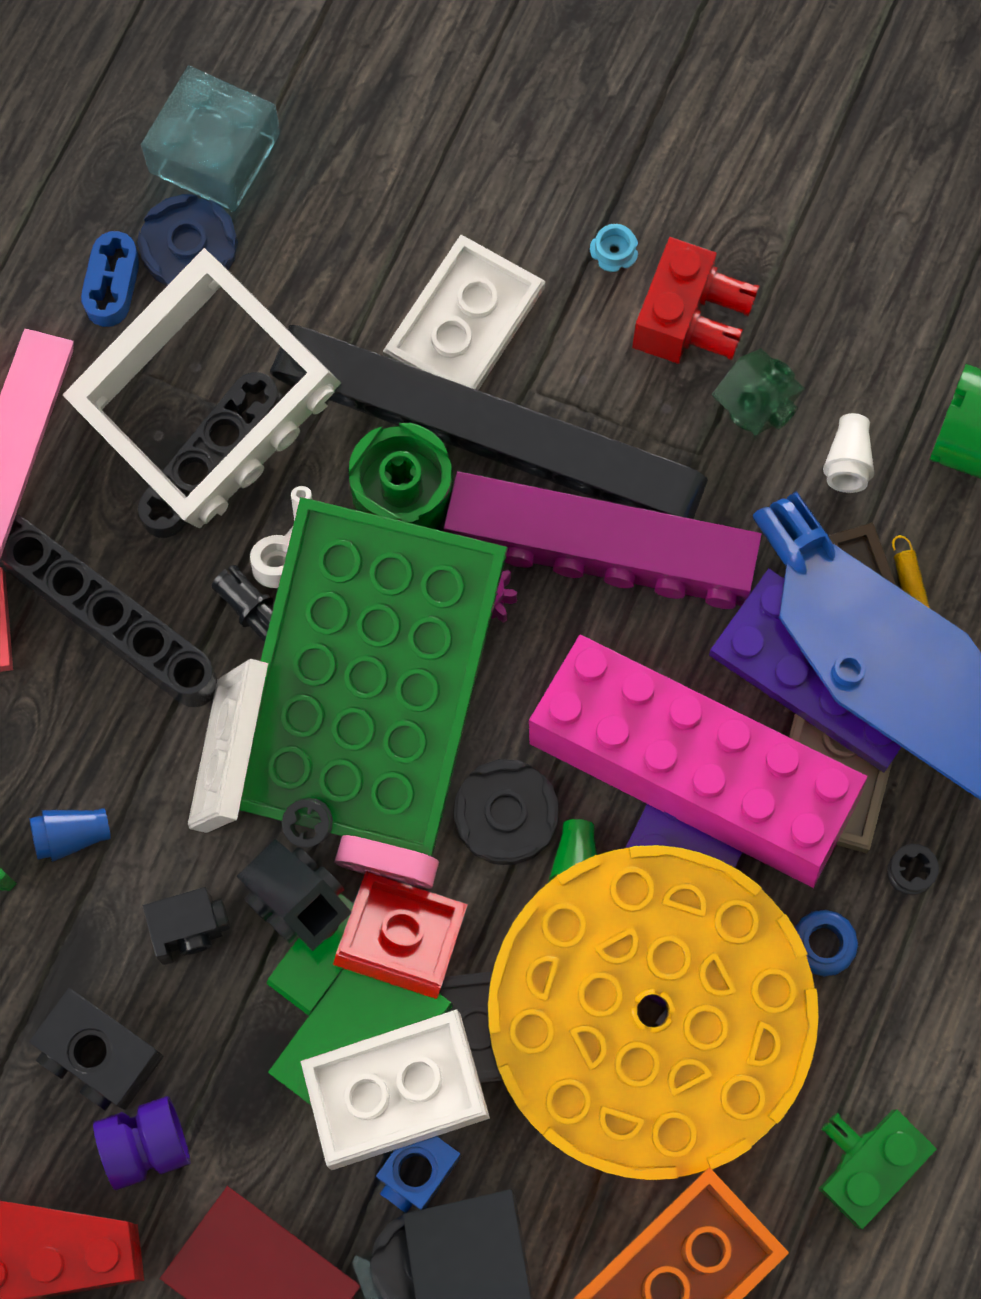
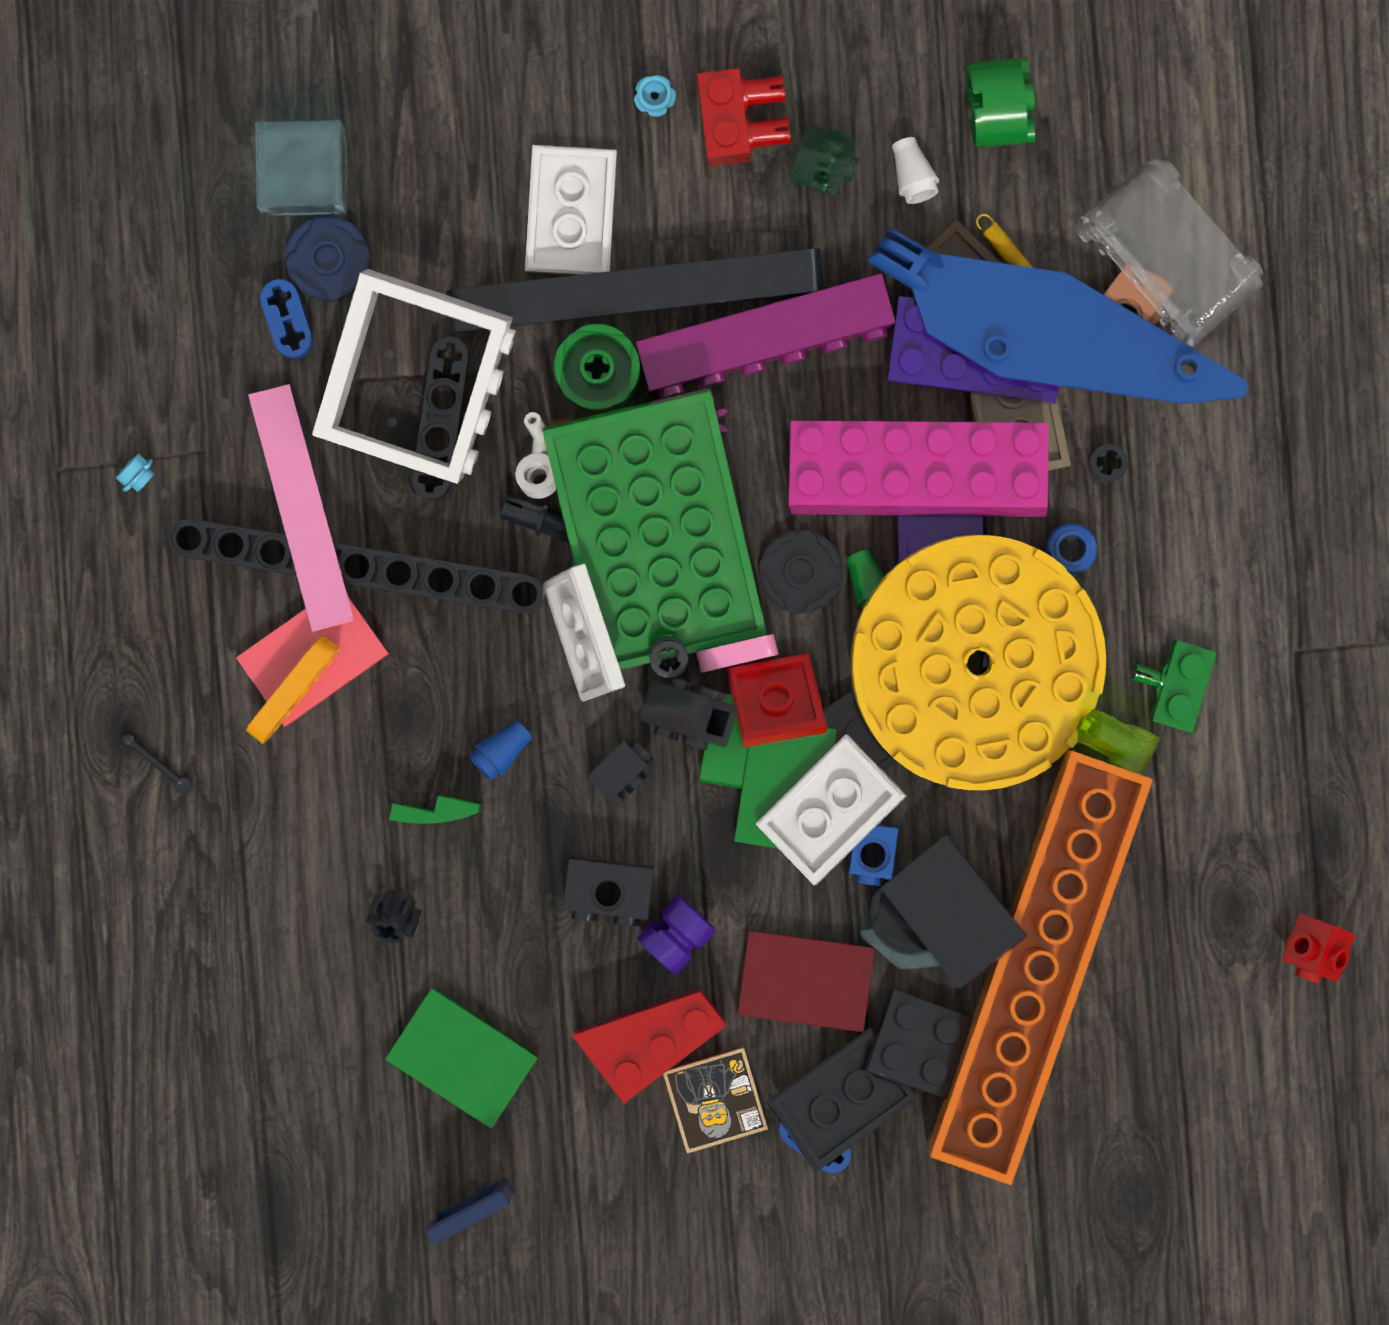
camera: 30 degrees left, 15 degrees up
(771, 1191) = (1122, 743): none -> clear neon green piece

